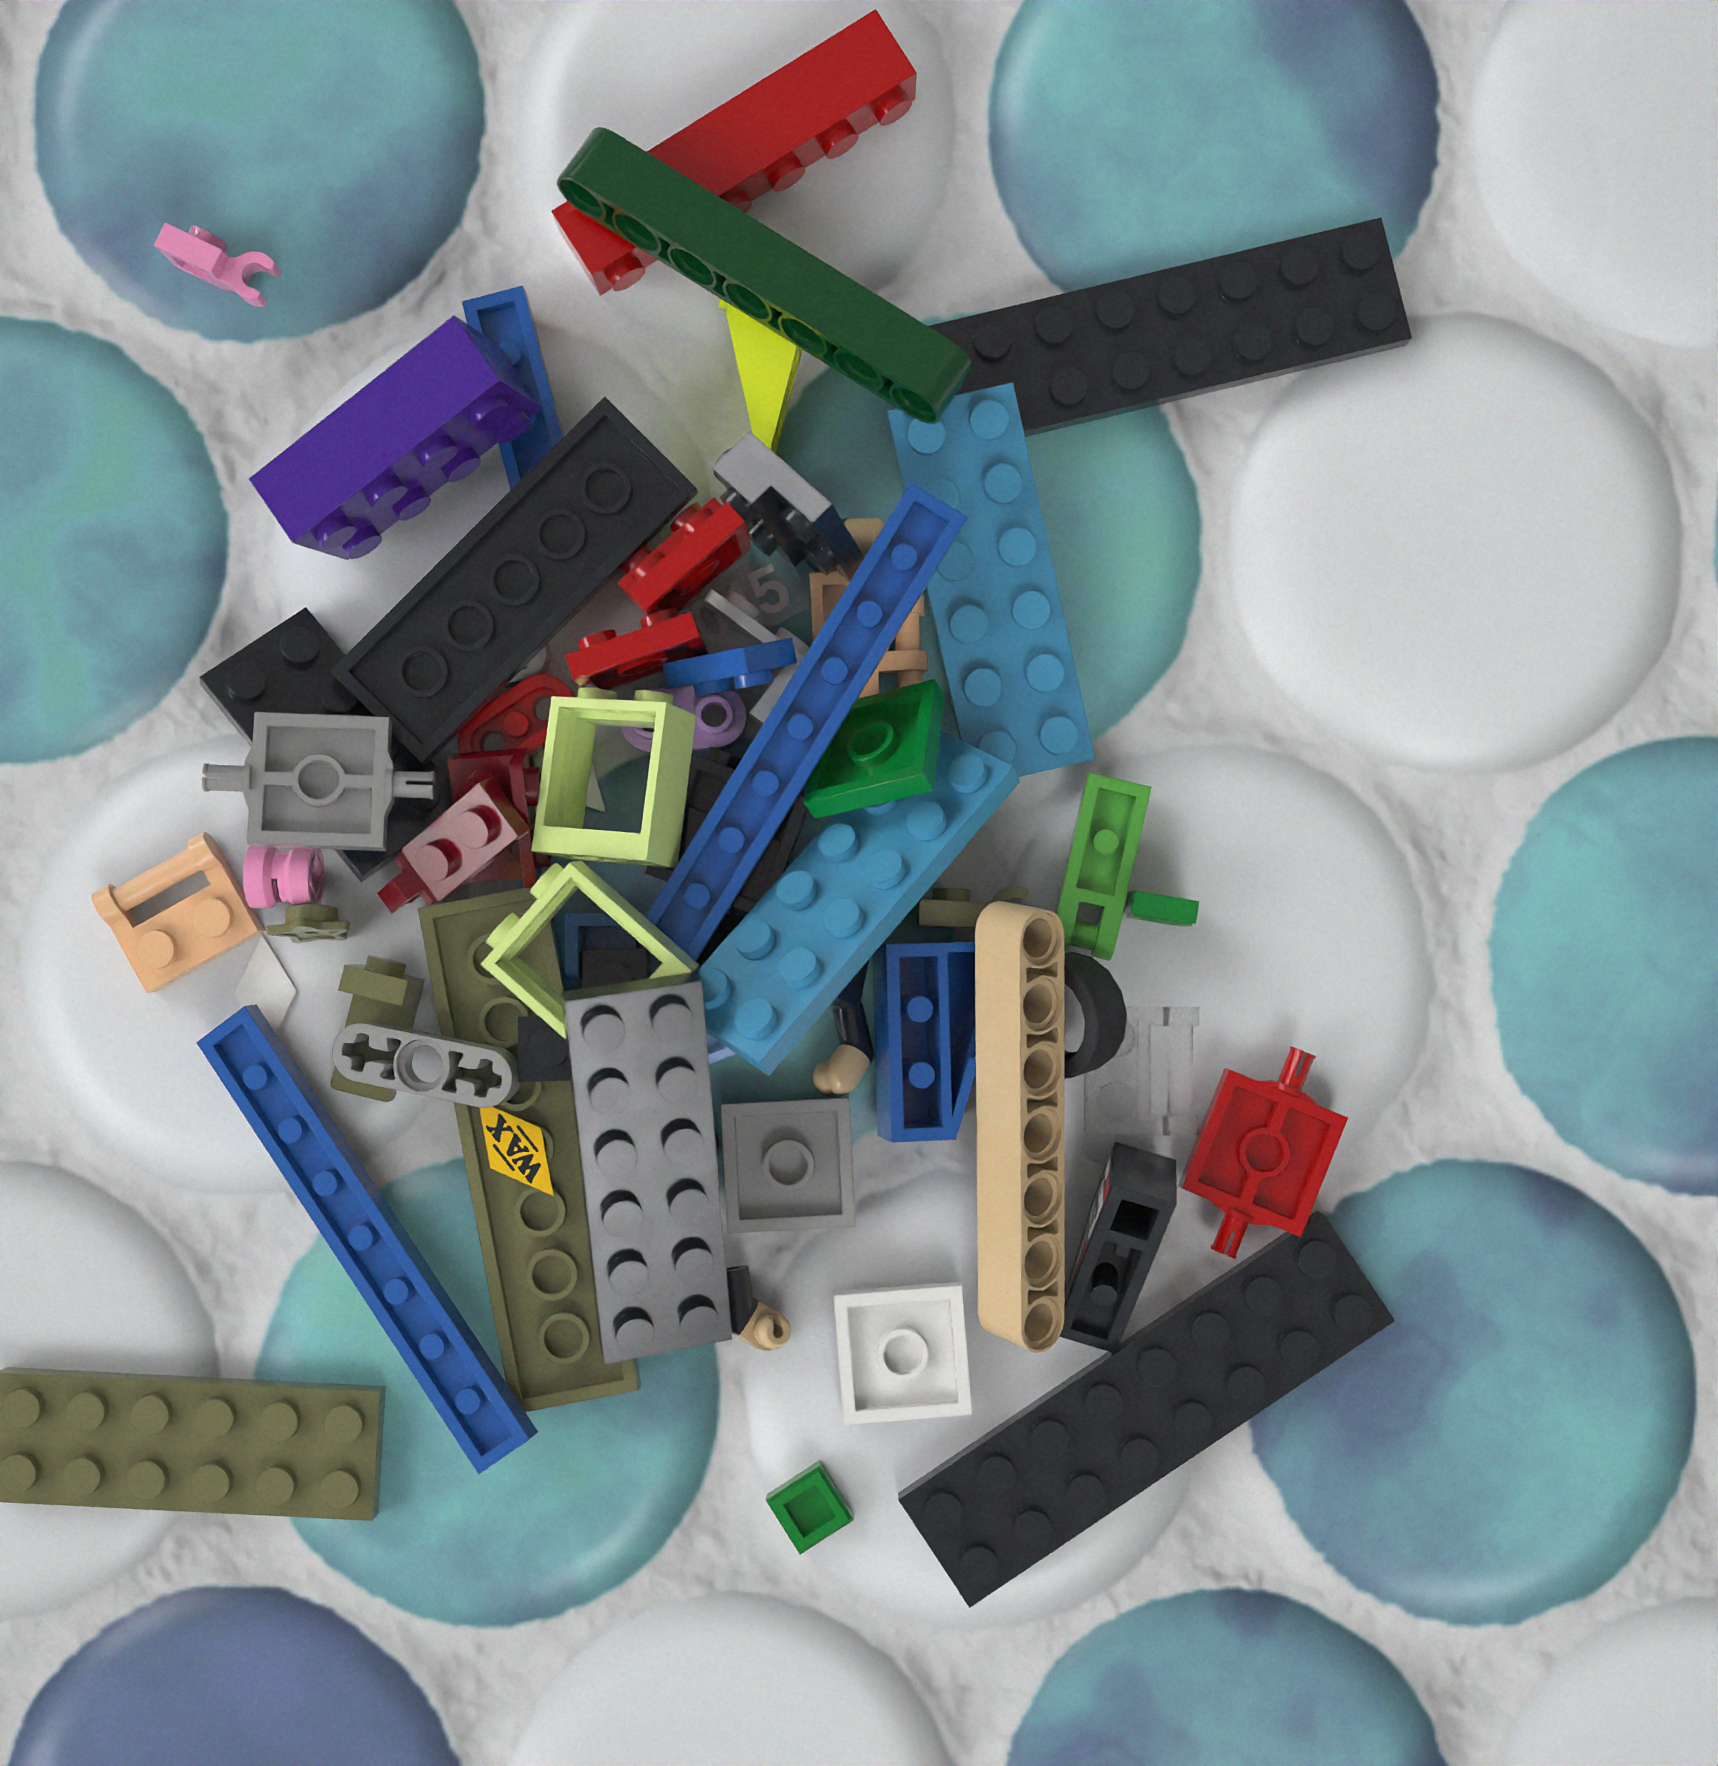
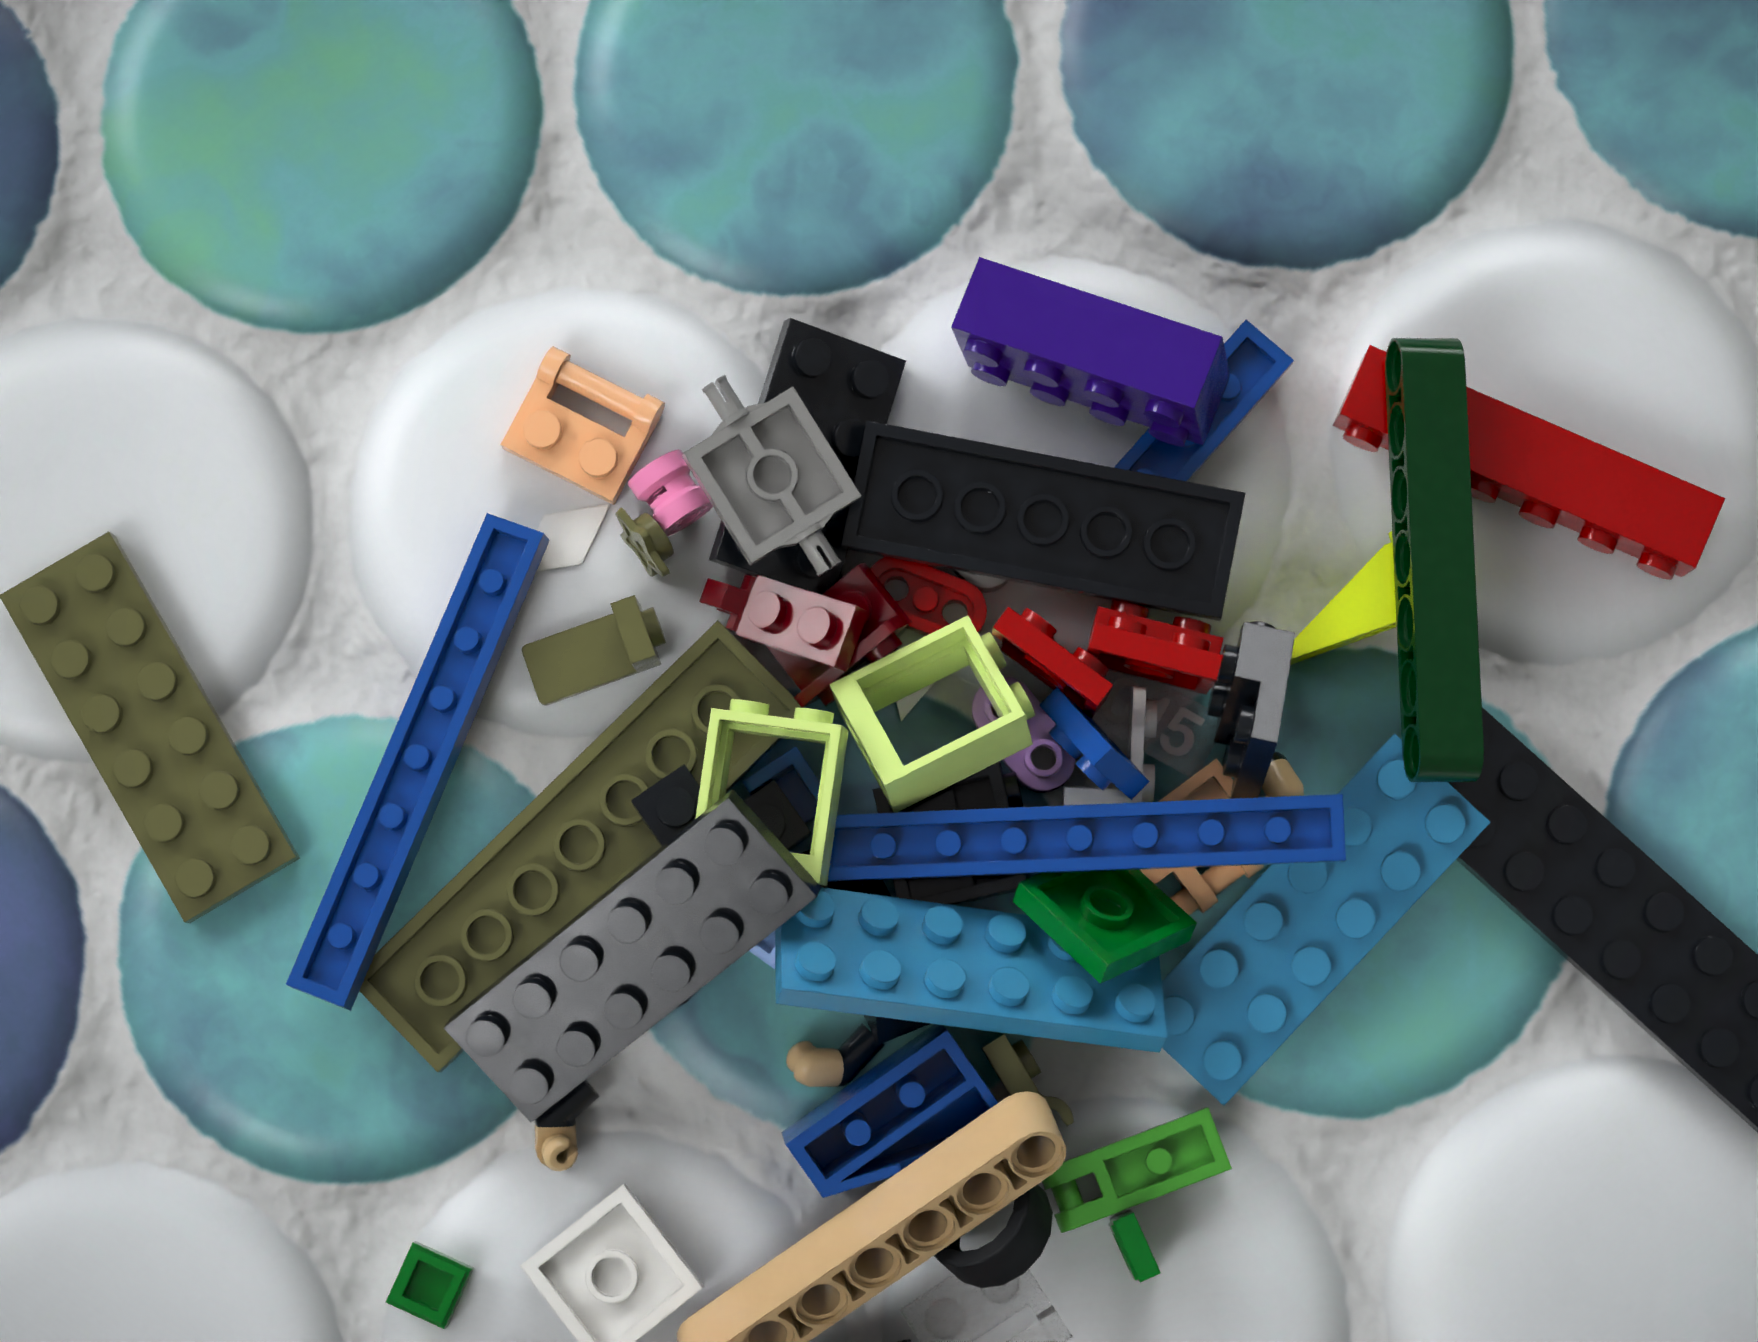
camera: 65 degrees right, 5 degrees down
(205, 257) = (1139, 86): bright pink plate -> none
(379, 1072) = (561, 679): light grey beam -> none
(516, 1148) = (572, 834): yellow sticker -> none
(788, 1164) = (707, 1073): light grey plate -> none

